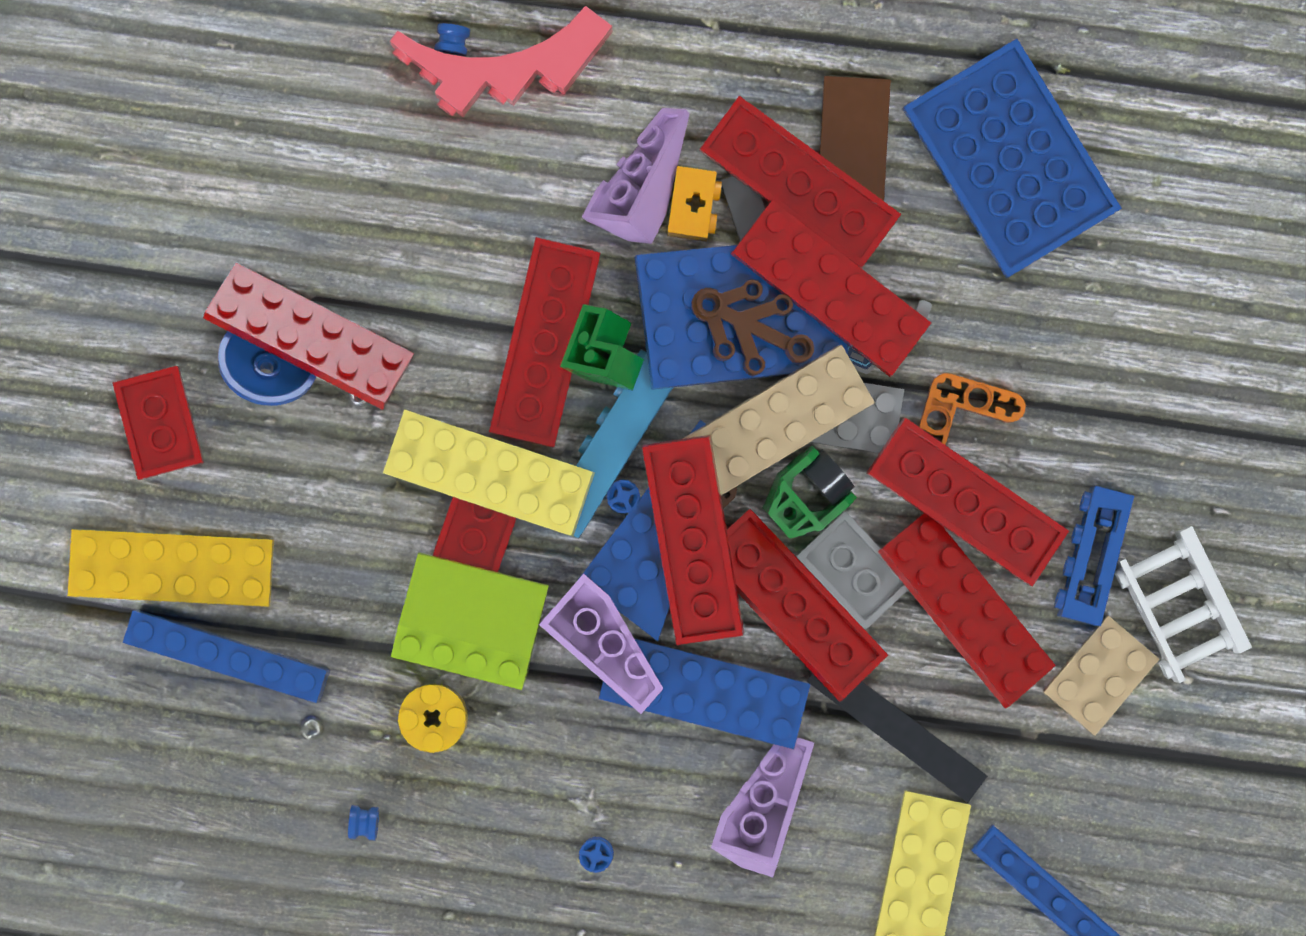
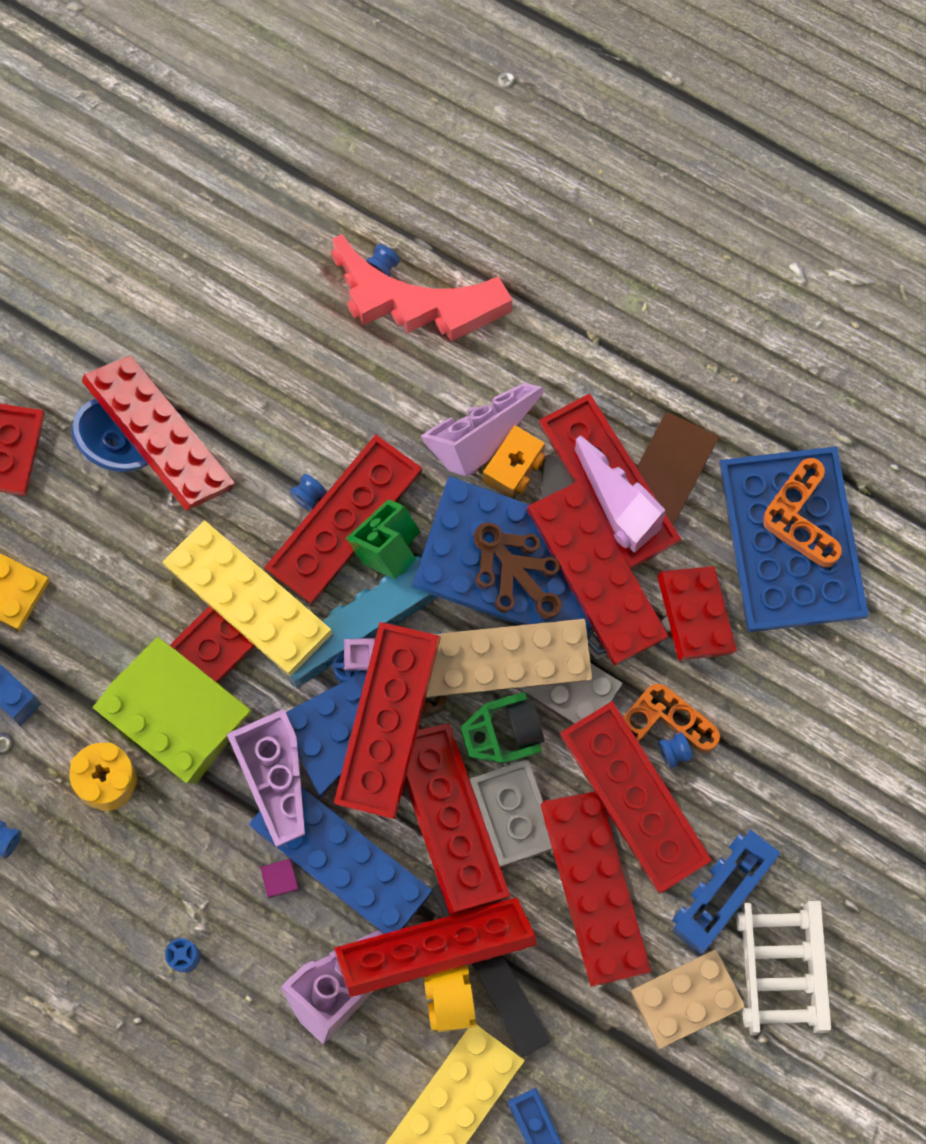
camera: 30 degrees right, 15 degrees down
(494, 330) = (307, 492): none -> blue wheel
(630, 482) = (357, 654): none -> lavender tile
(653, 737) = (279, 878): none -> magenta tile
(837, 213) = (629, 508): none -> lavender wedge
(841, 741) = (434, 947): none -> red plate
(875, 781) = (452, 1000): none -> yellow brick
(947, 283) = (696, 613): none -> red plate
(986, 435) = (675, 750): none -> blue wheel
(999, 132) = (790, 513): none -> orange beam

